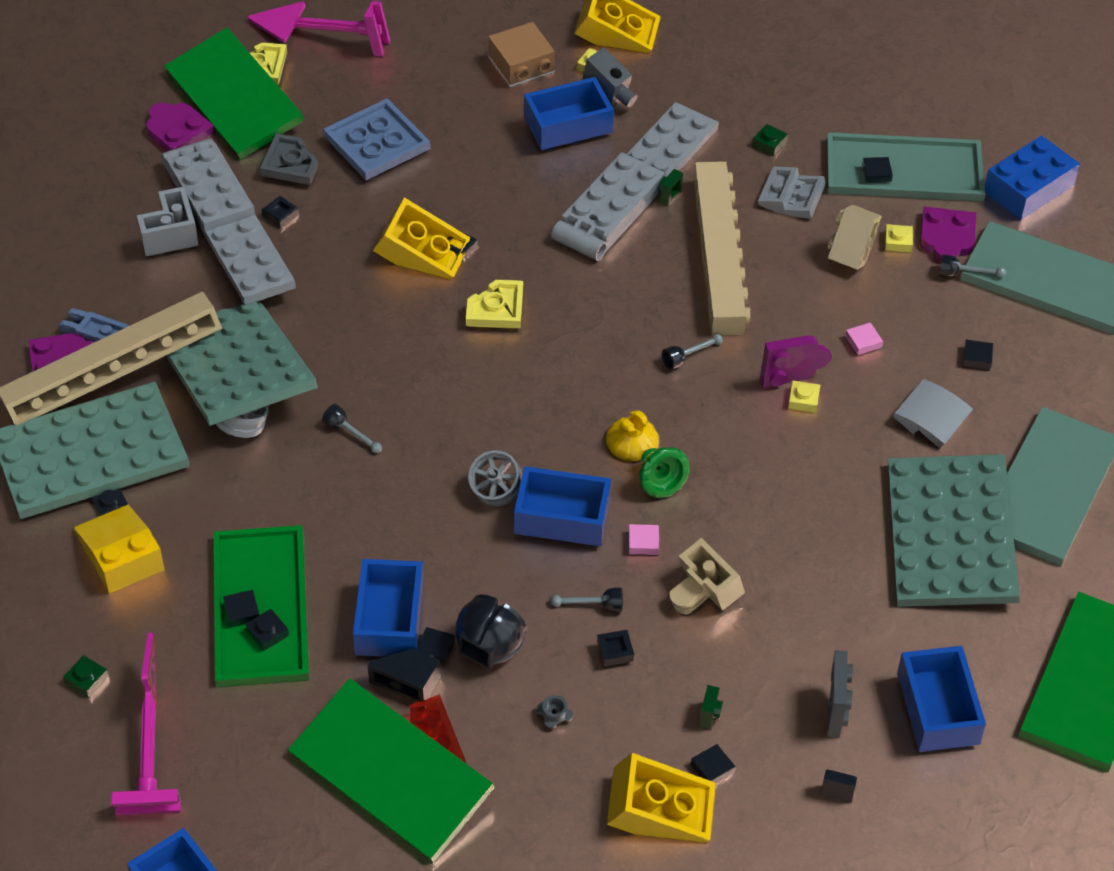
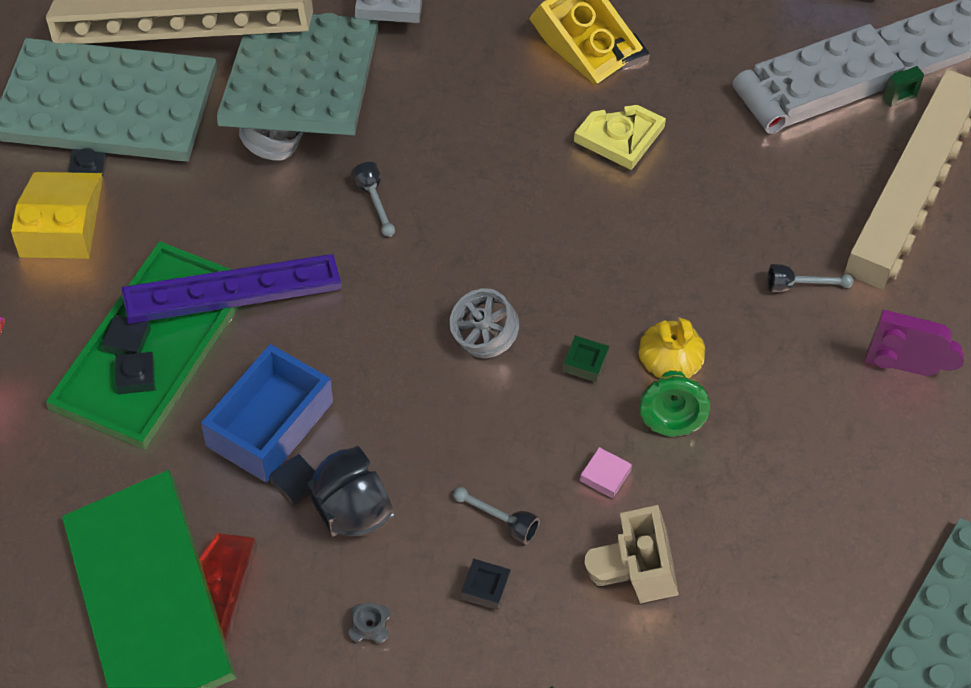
camera: 30 degrees right, 5 degrees up
(294, 539) = (230, 288): none -> dark purple tile
(406, 674) = (241, 497): black slope -> none
(562, 506) = (533, 390): blue piece -> none
(580, 465) = (585, 358): none -> dark green plate
(804, 396) = (906, 394): light yellow plate -> none

